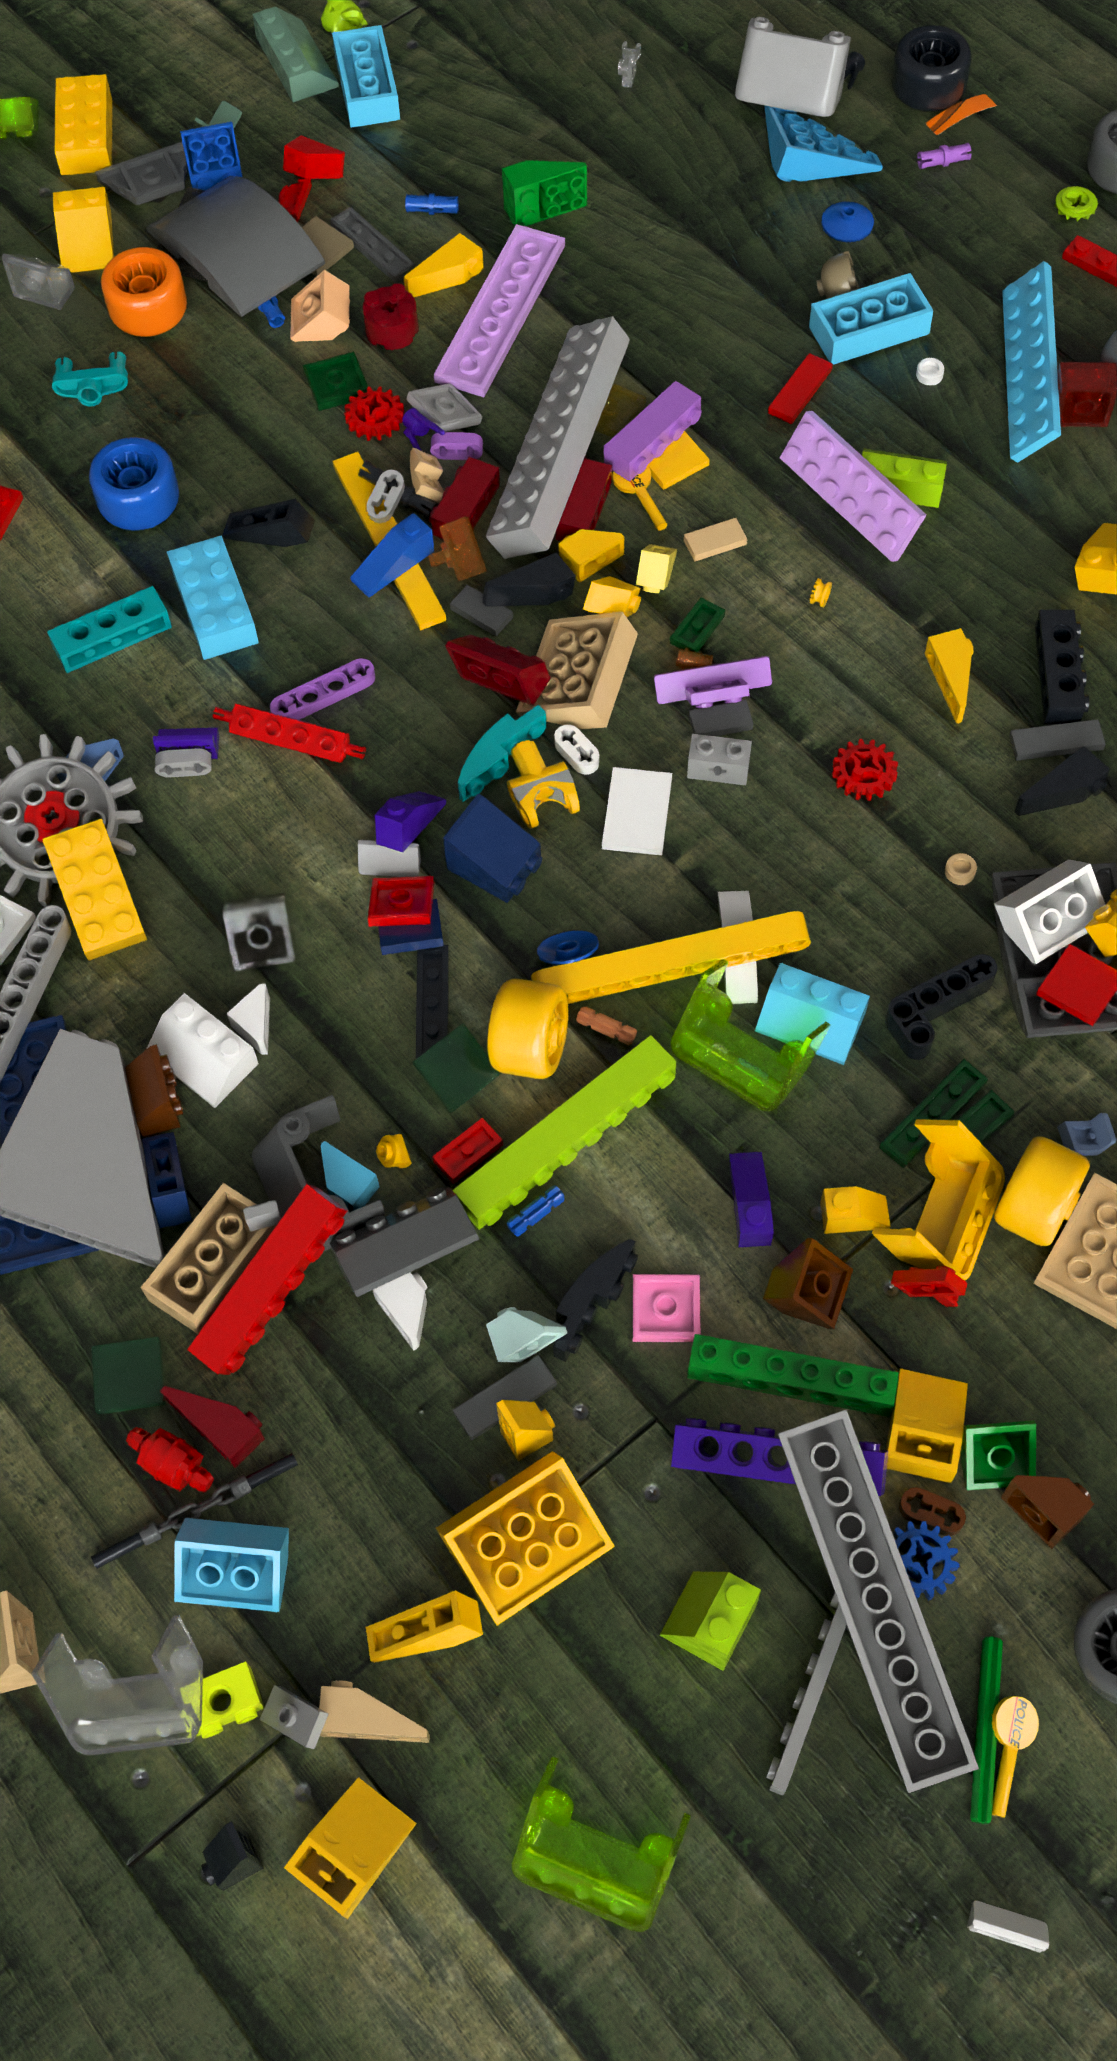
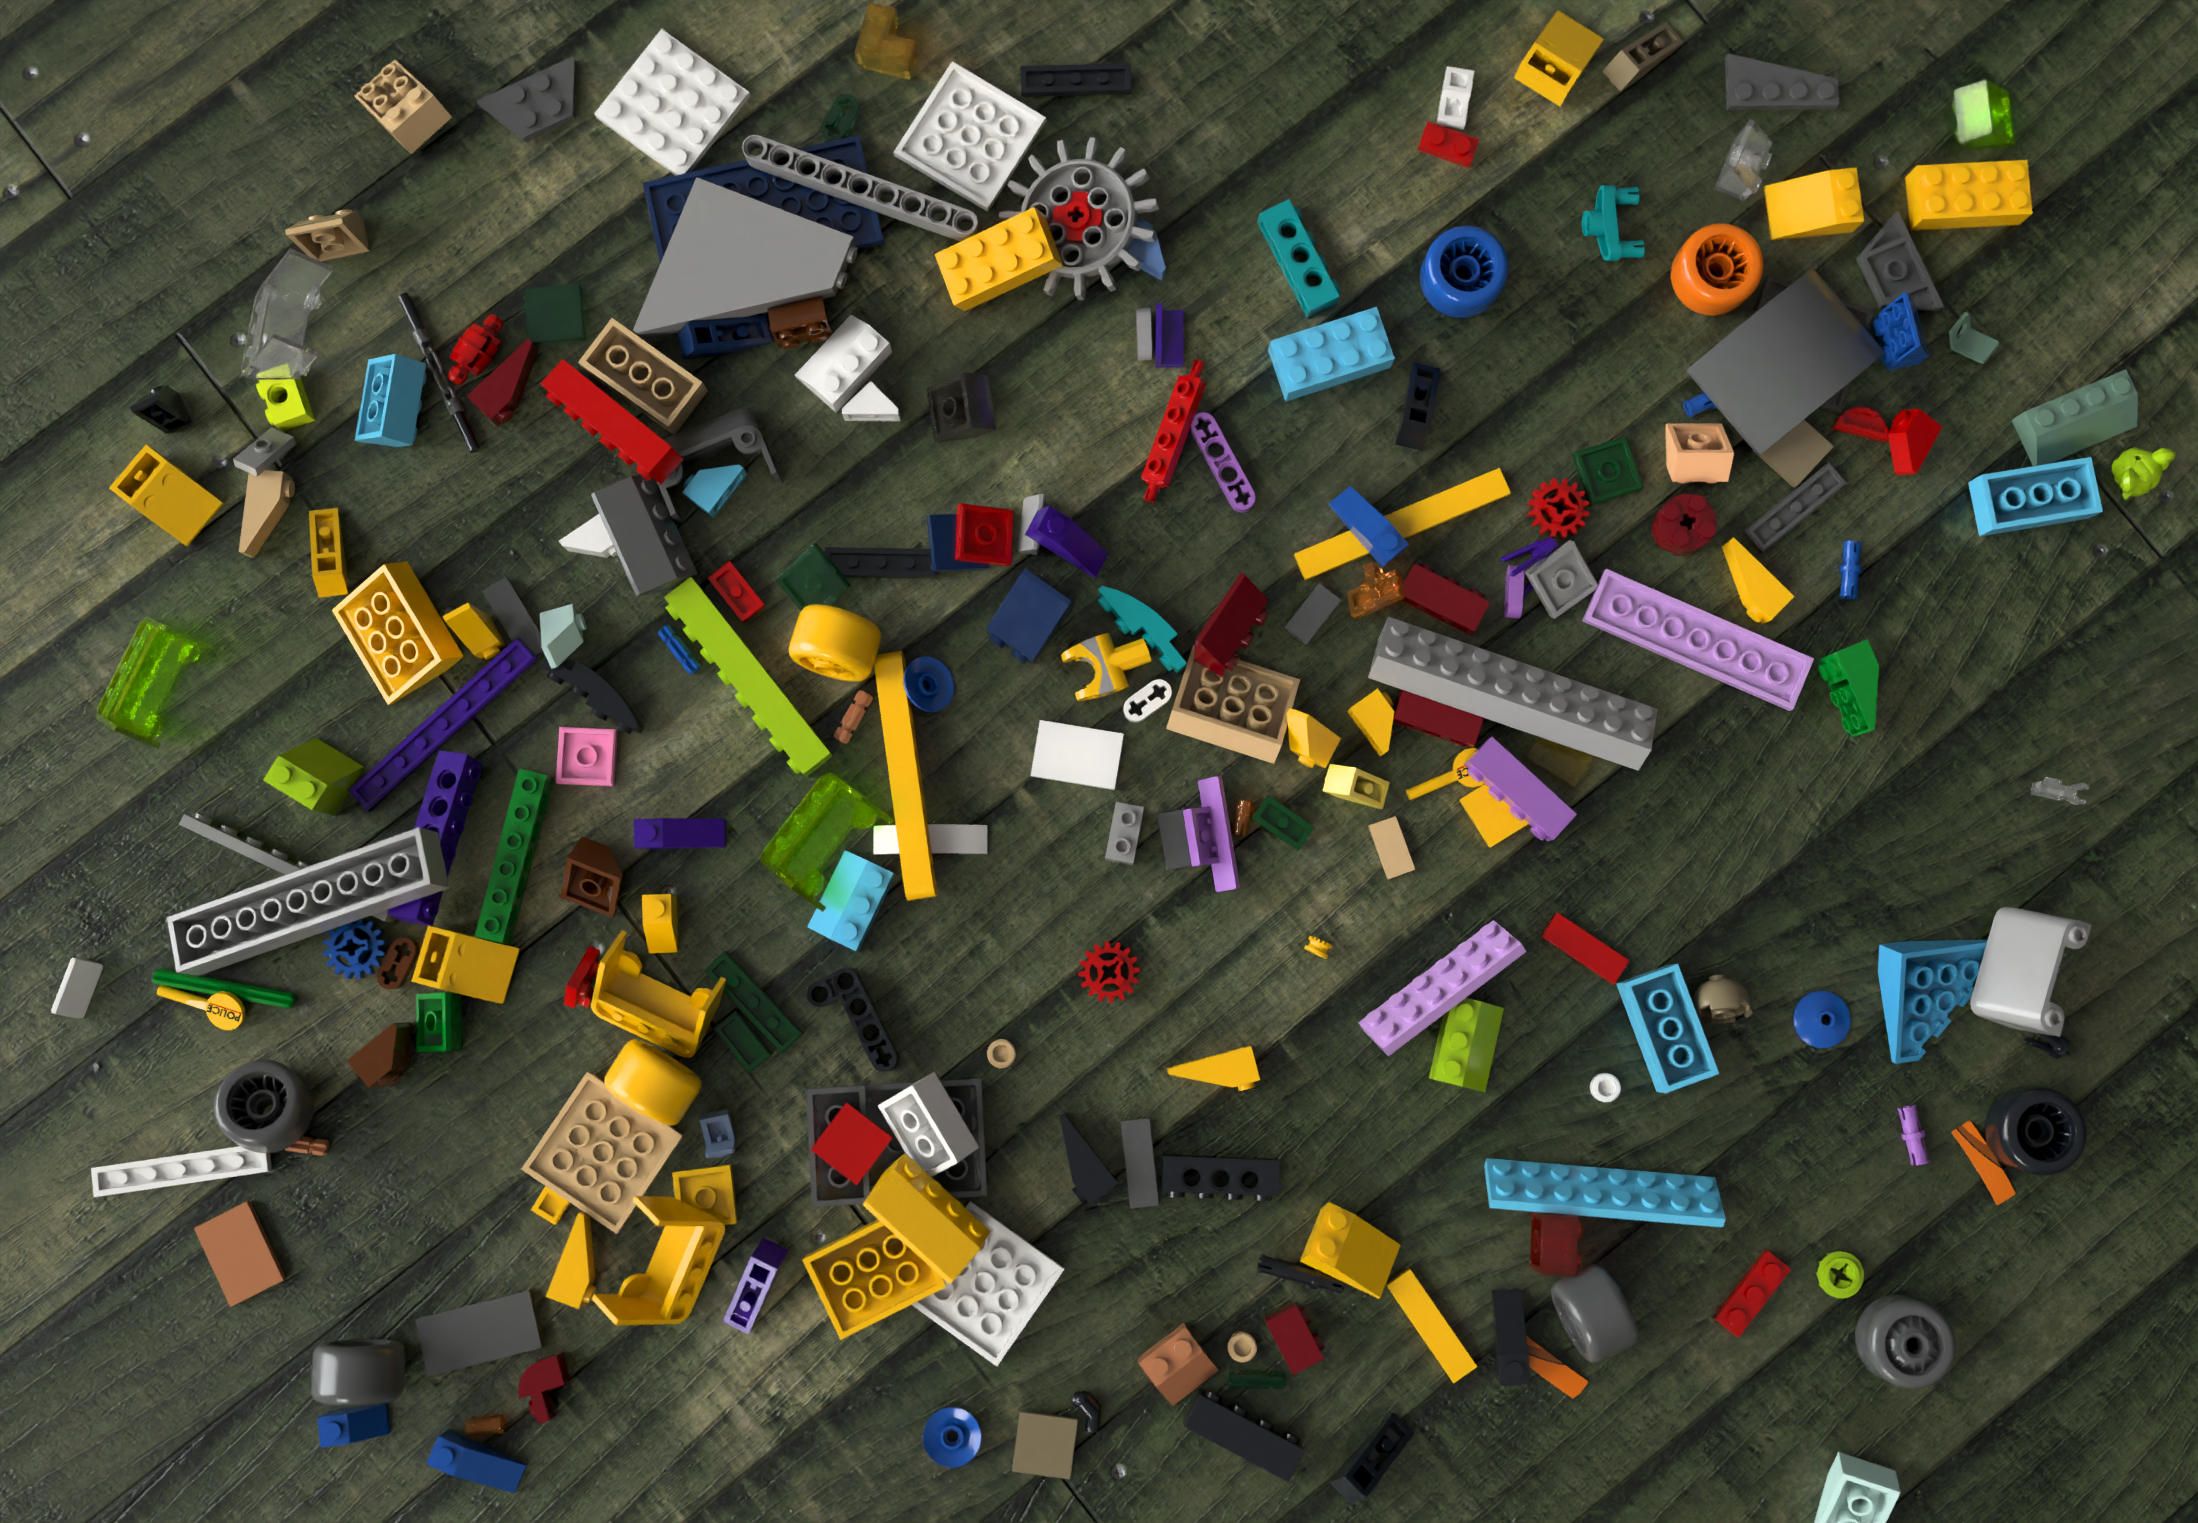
camera: 85 degrees right, 20 degrees up
(262, 1215) = (662, 414): light grey tile -> none
(380, 493) = (1439, 524): light grey beam -> none
(393, 1152) = (740, 528): yellow plate -> none
(409, 497) = (1455, 536): black pin -> none
(425, 474) = (1478, 559): tan slope -> none
(532, 584) = (1334, 666): black slope -> none
(636, 1473) = (443, 724): none -> dark purple tile

